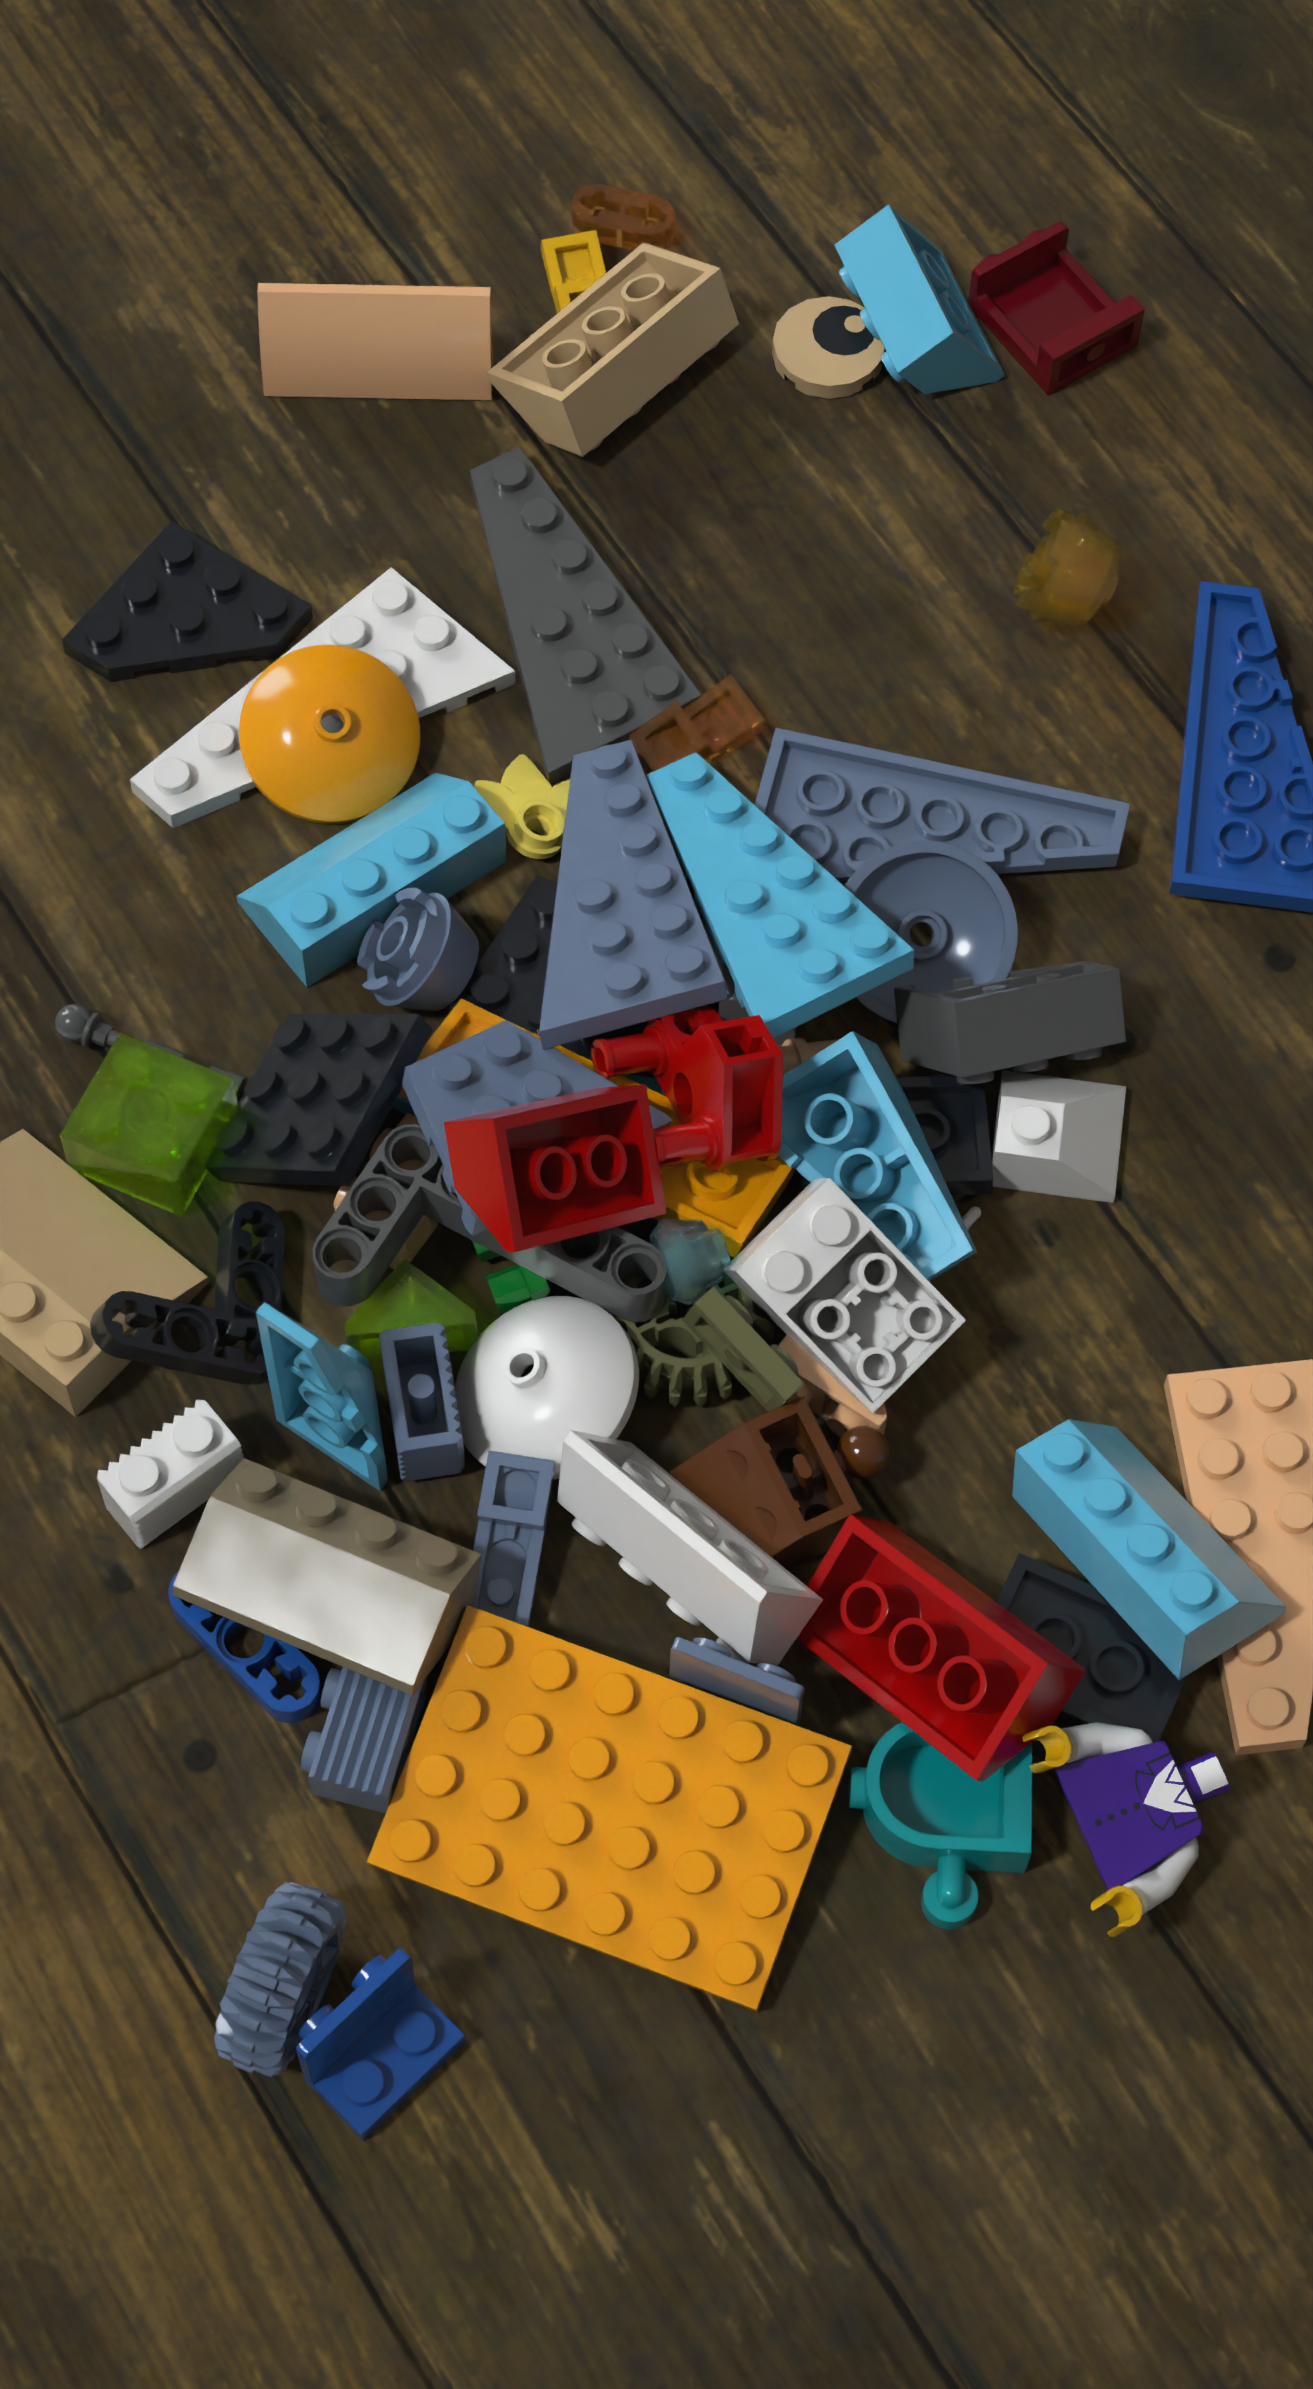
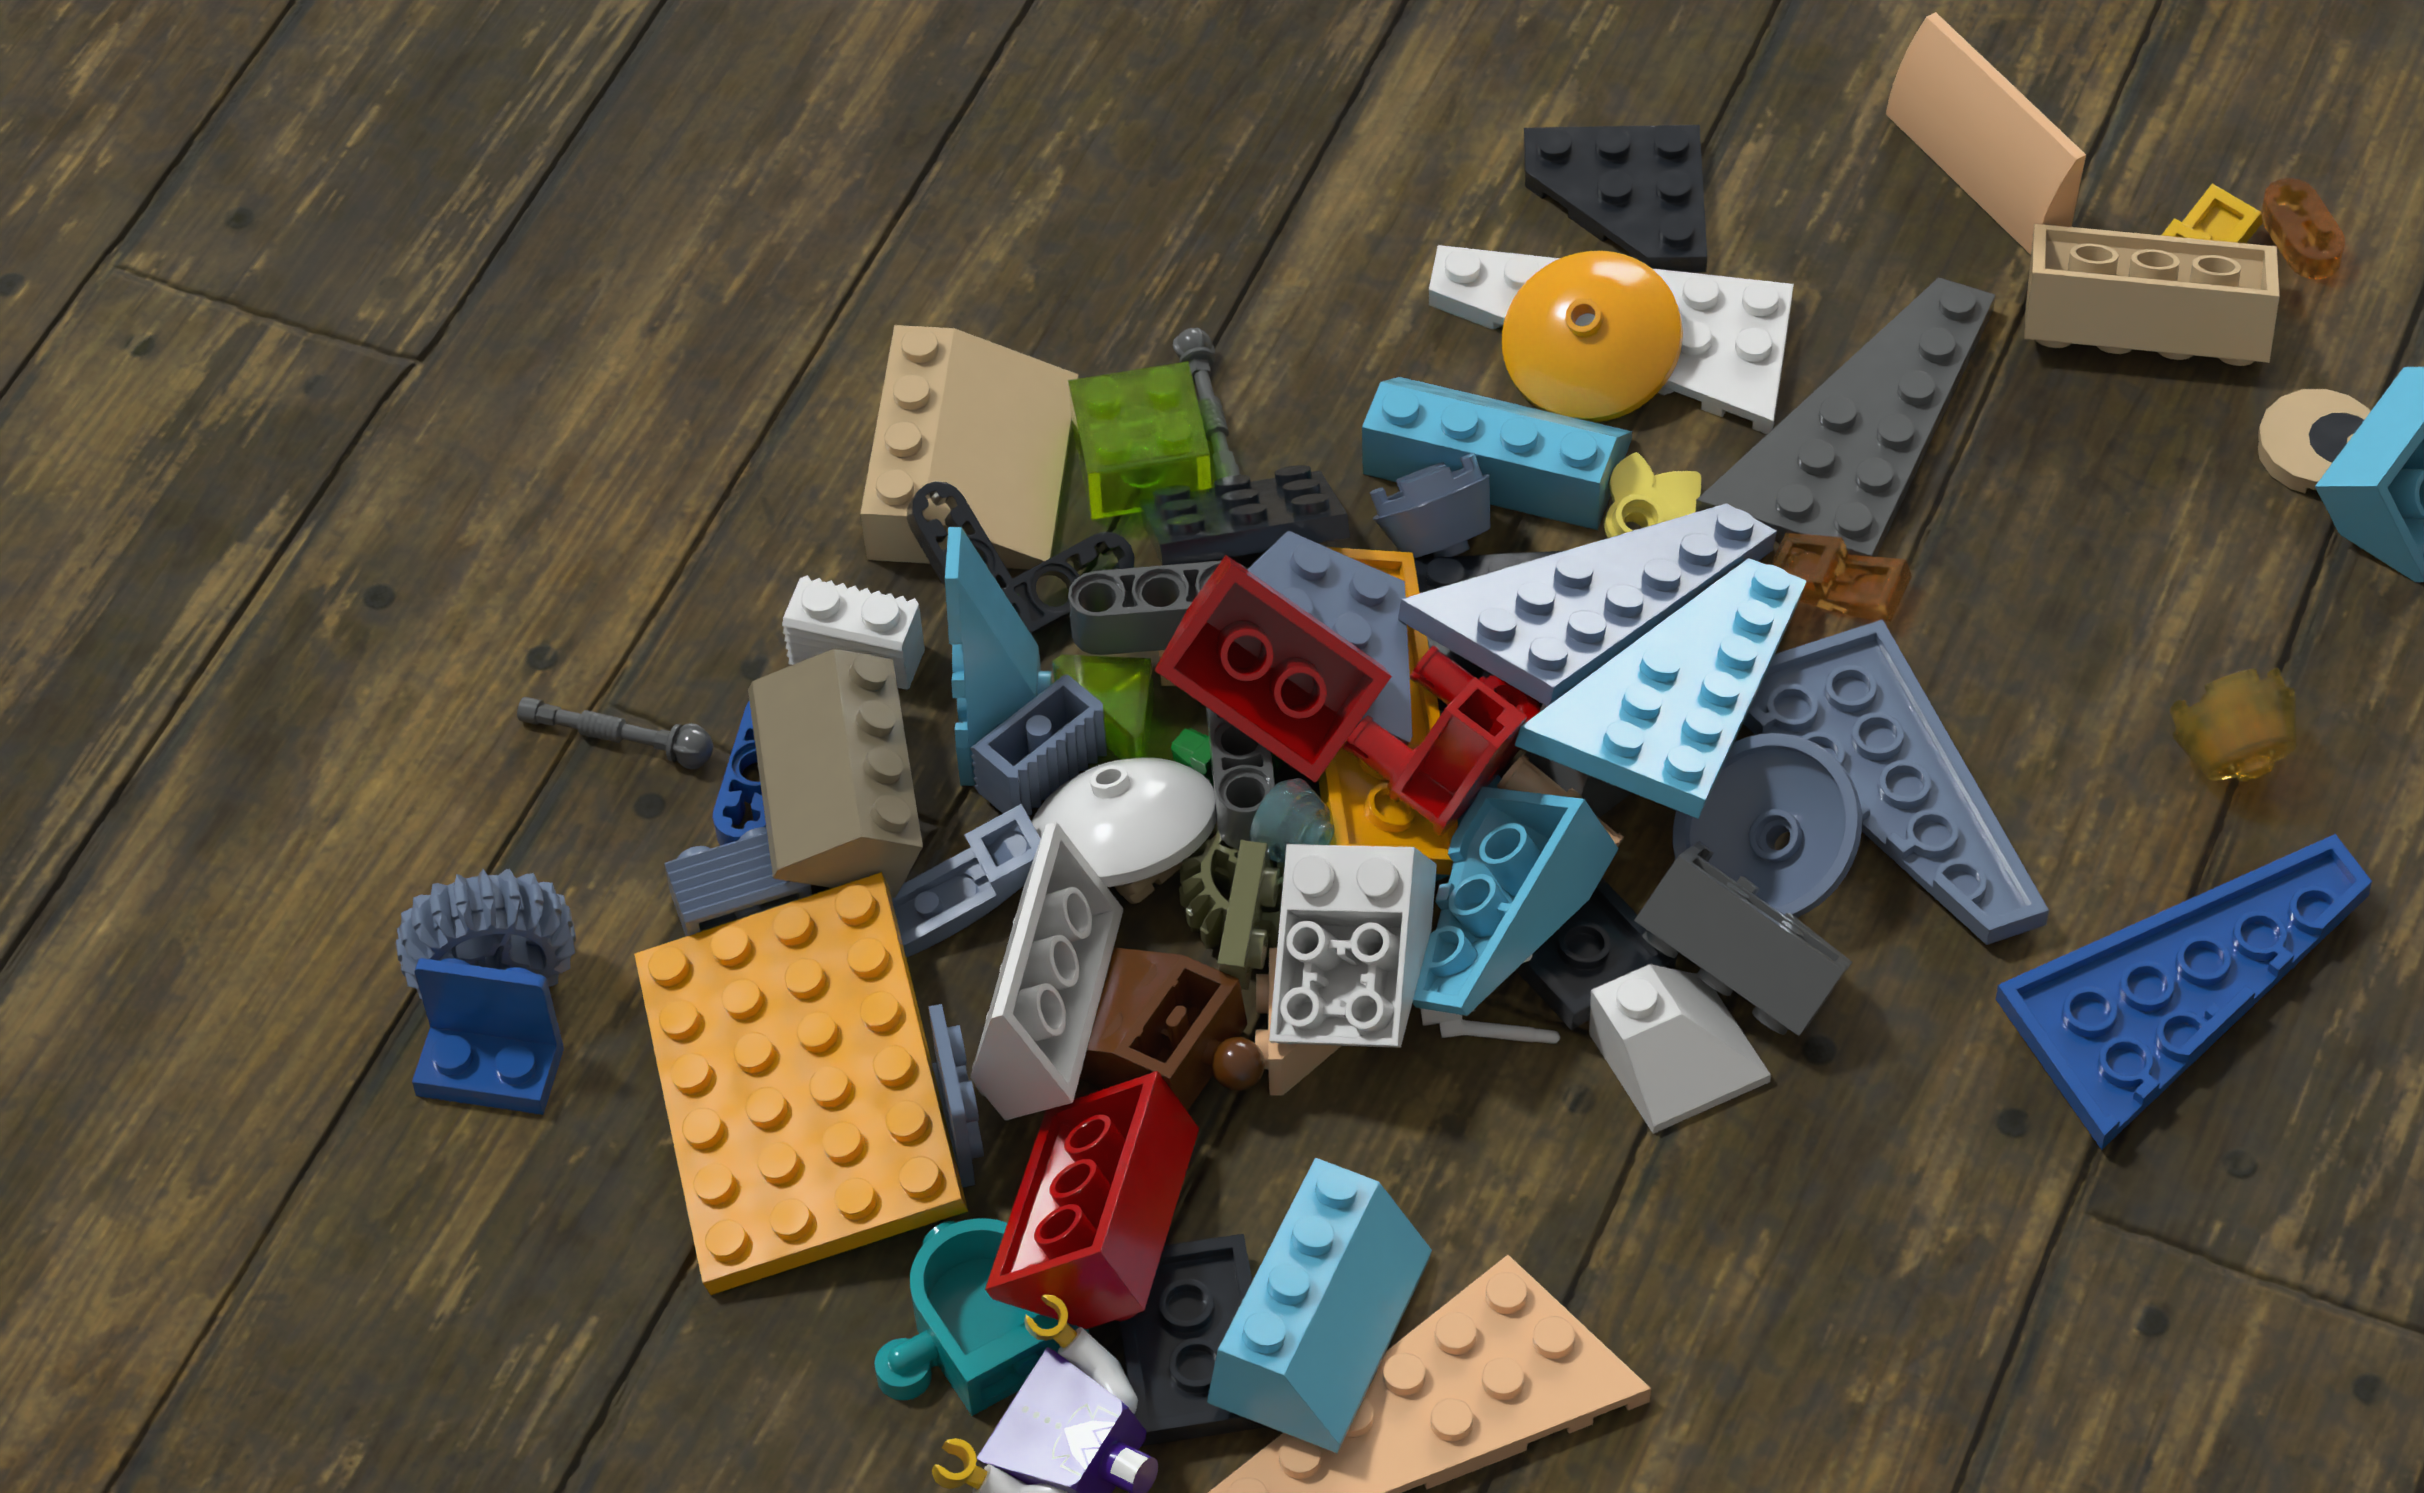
camera: 60 degrees right, 10 degrees down
(171, 1684) = (684, 743): none -> dark grey piece

